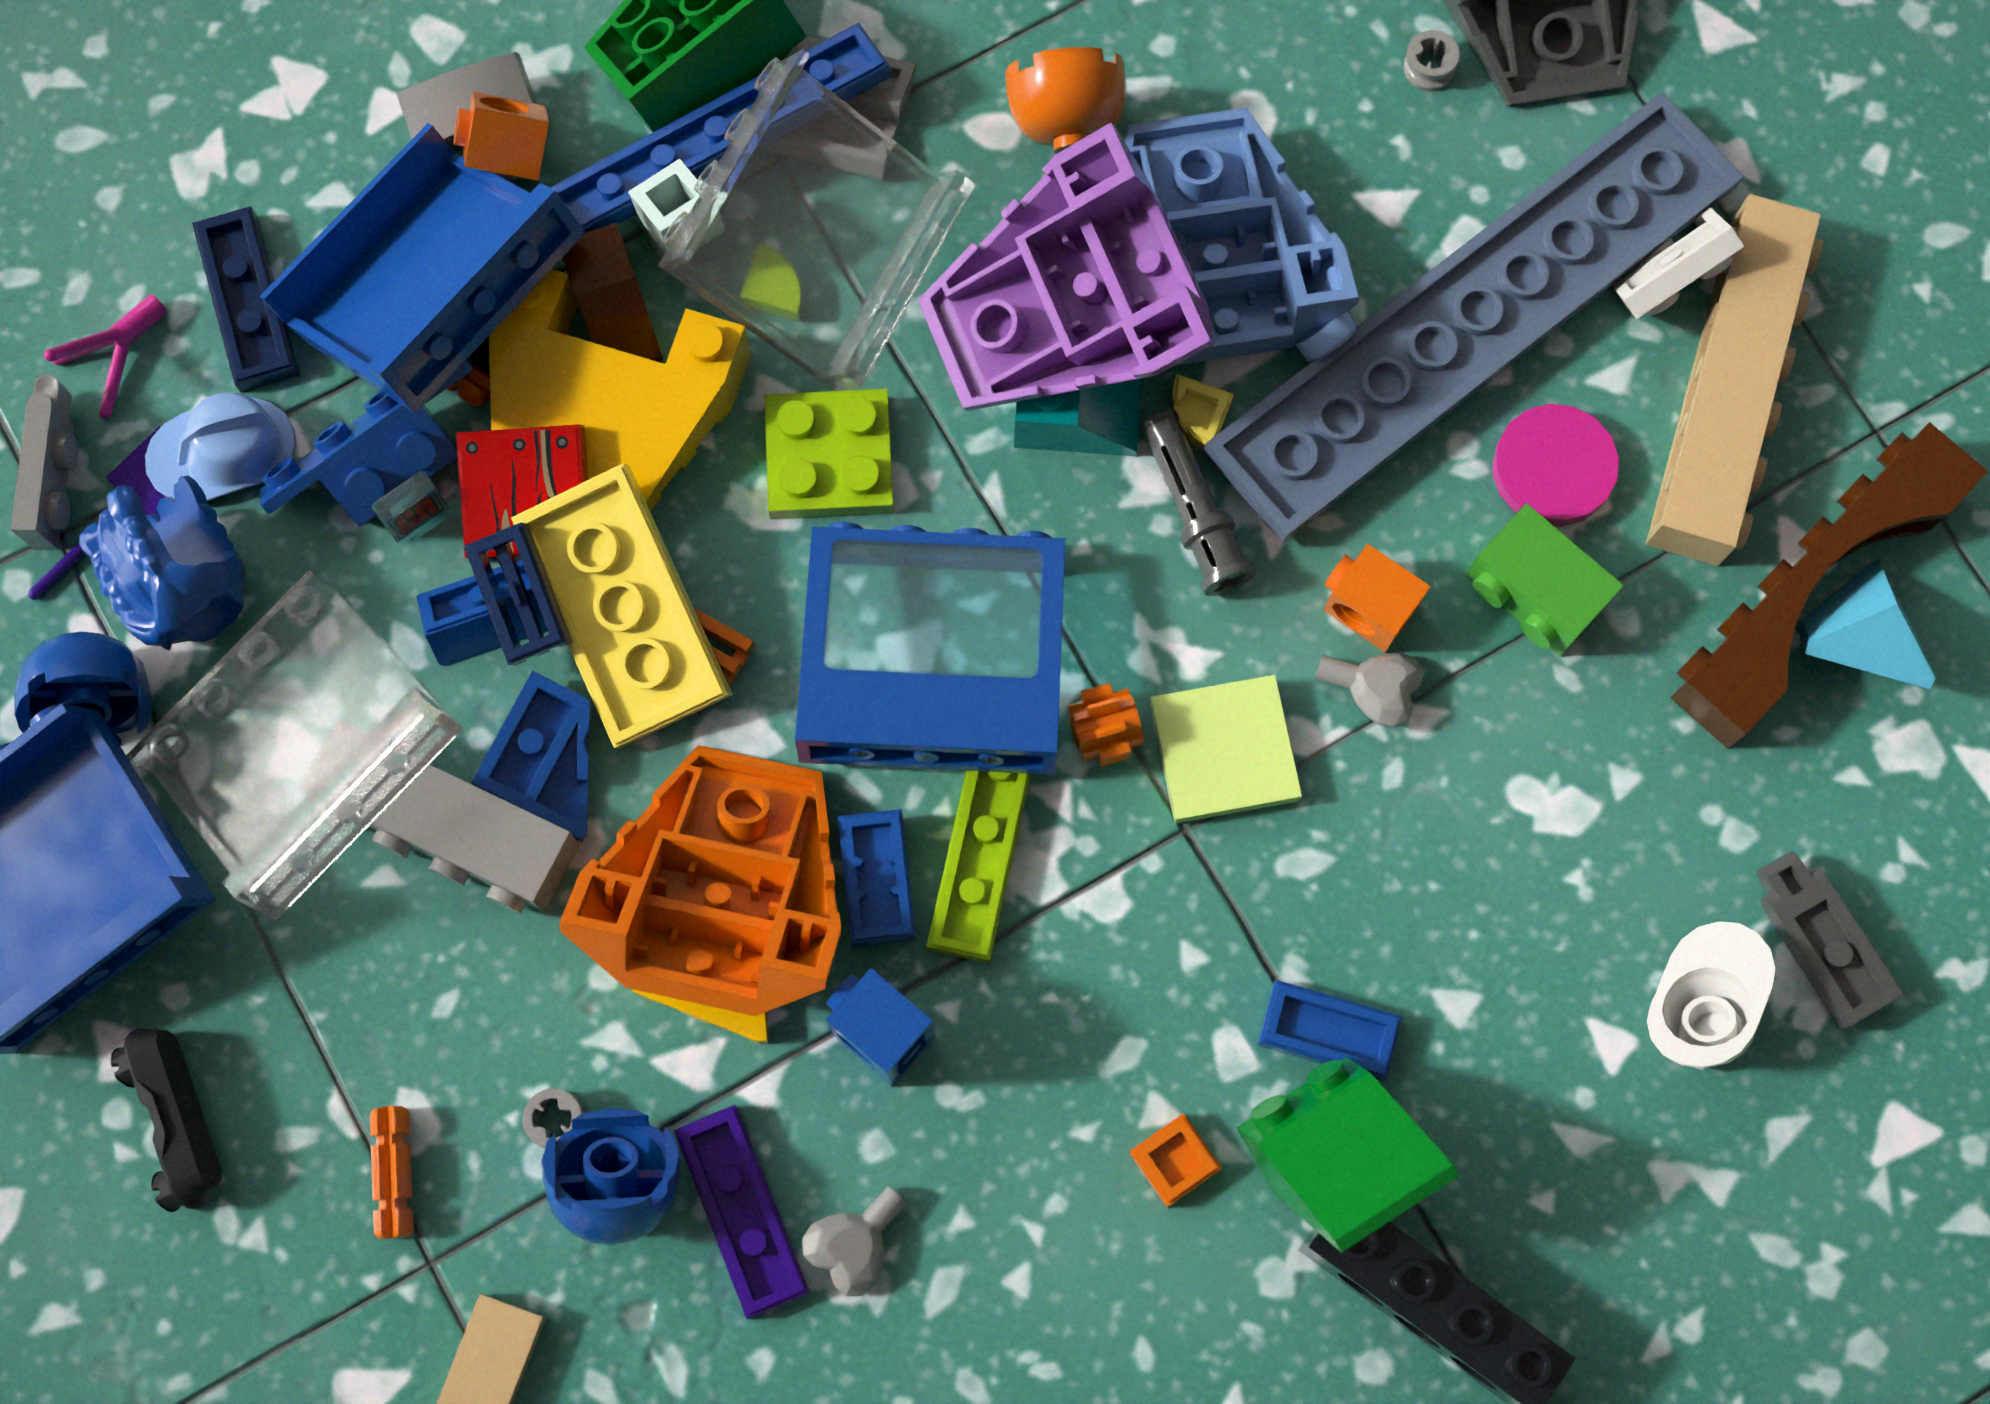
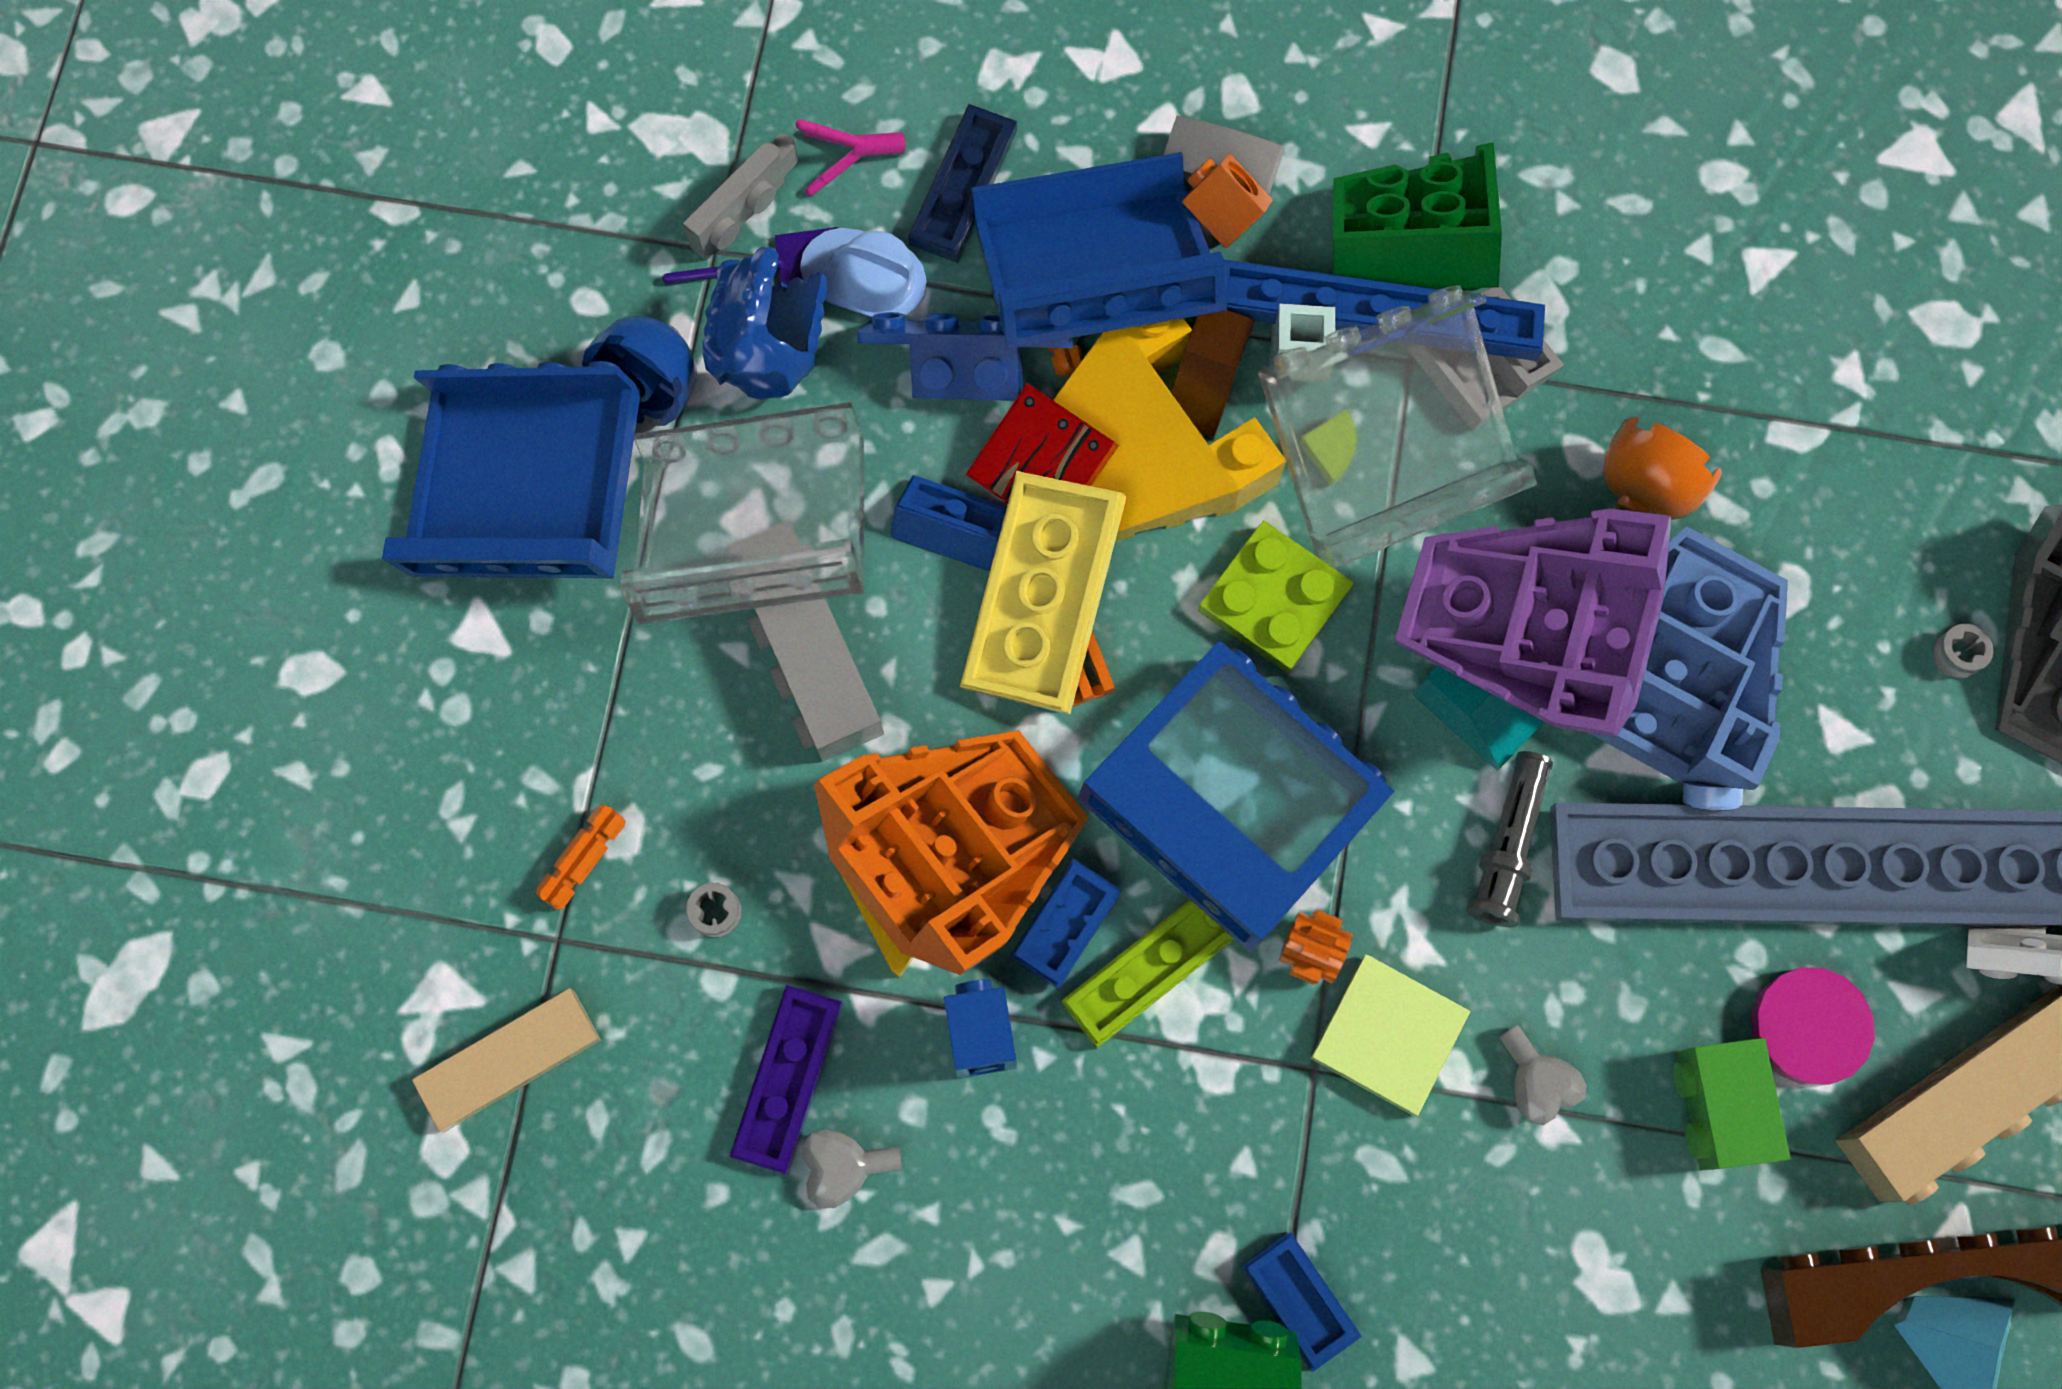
camera: 40 degrees right, 0 degrees up
(188, 1160) = (465, 721): black piece -> none
(409, 506) = (956, 409): clear light blue tile -> none
(541, 586) = (998, 534): dark blue tile -> none
(543, 755) = (906, 654): blue wing -> none
(611, 1175) = (717, 981): blue cylinder -> none
(1175, 1160) = (1113, 1299): orange tile -> none
(1200, 409) = (1572, 774): light yellow tile -> none
(1374, 596) = (1591, 1013): orange brick -> none

